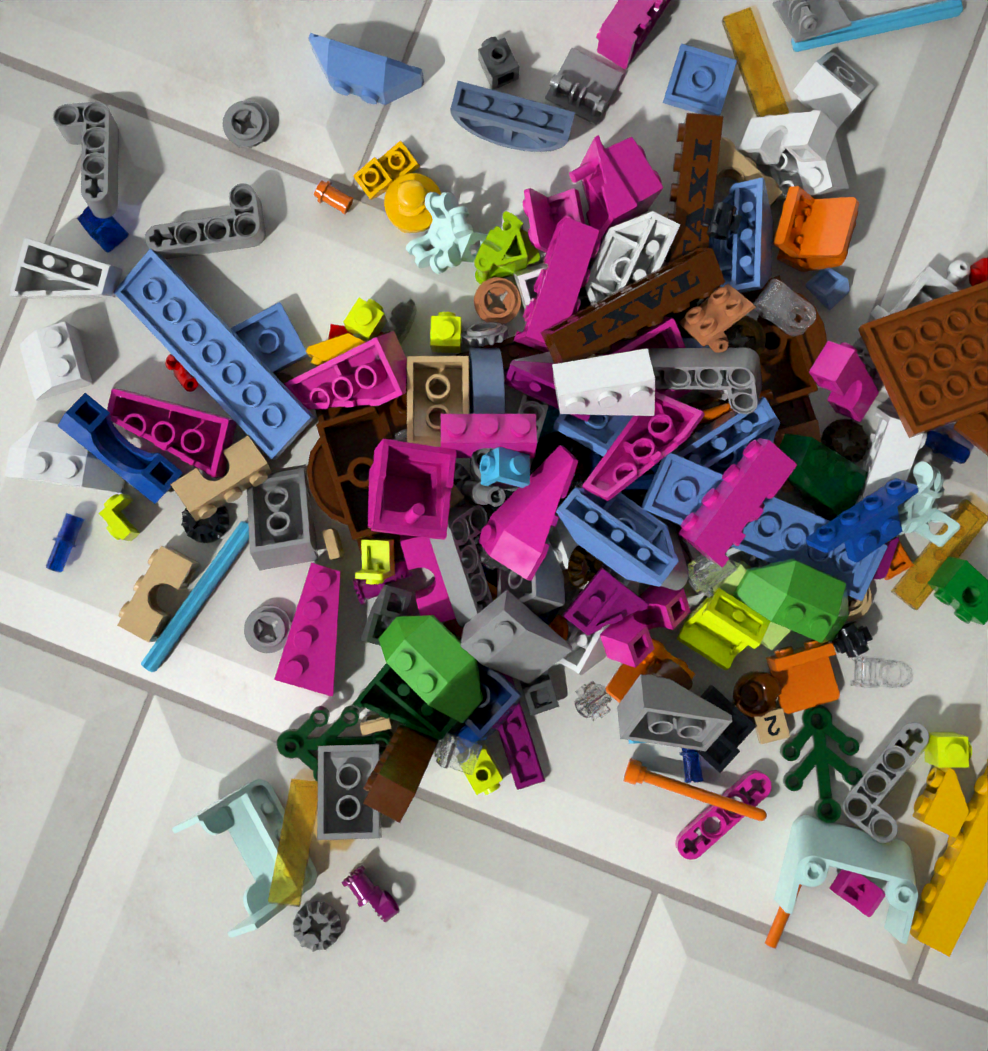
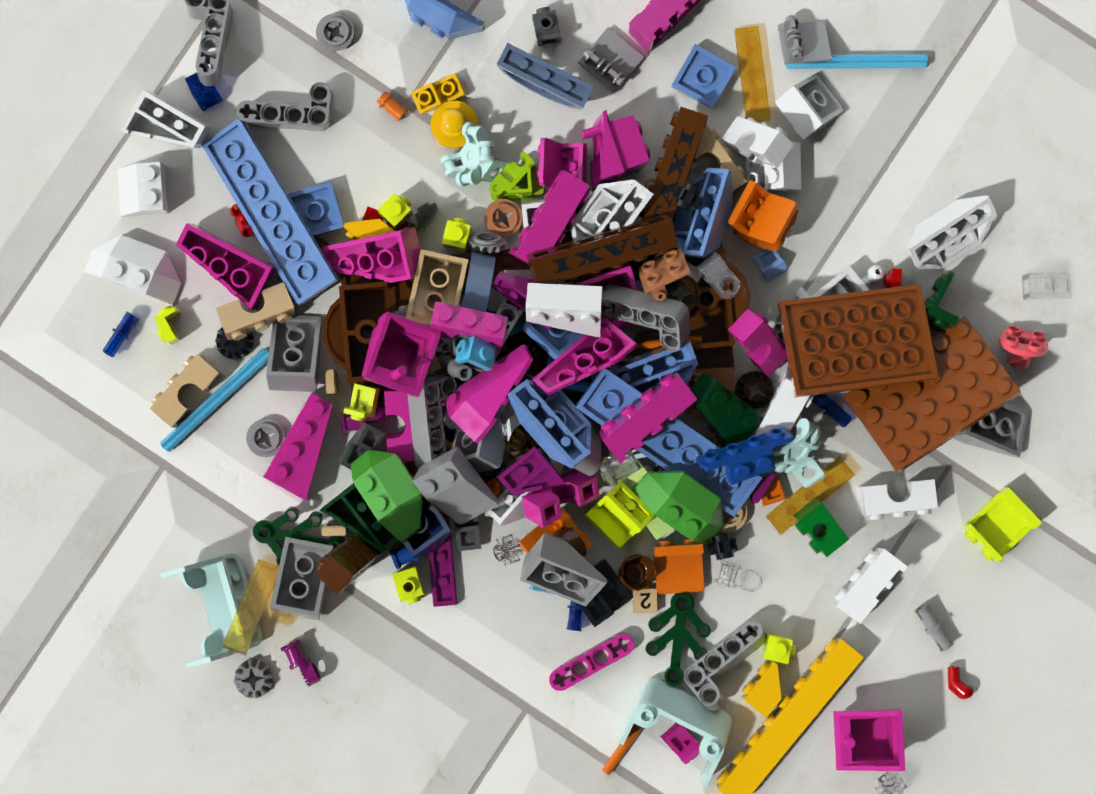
camera: 15 degrees right, 0 degrees up
(95, 431) = (165, 252): blue arch -> none
(457, 753) = (392, 565): clear bracket -> none
(637, 773) = (532, 615): orange piece -> none

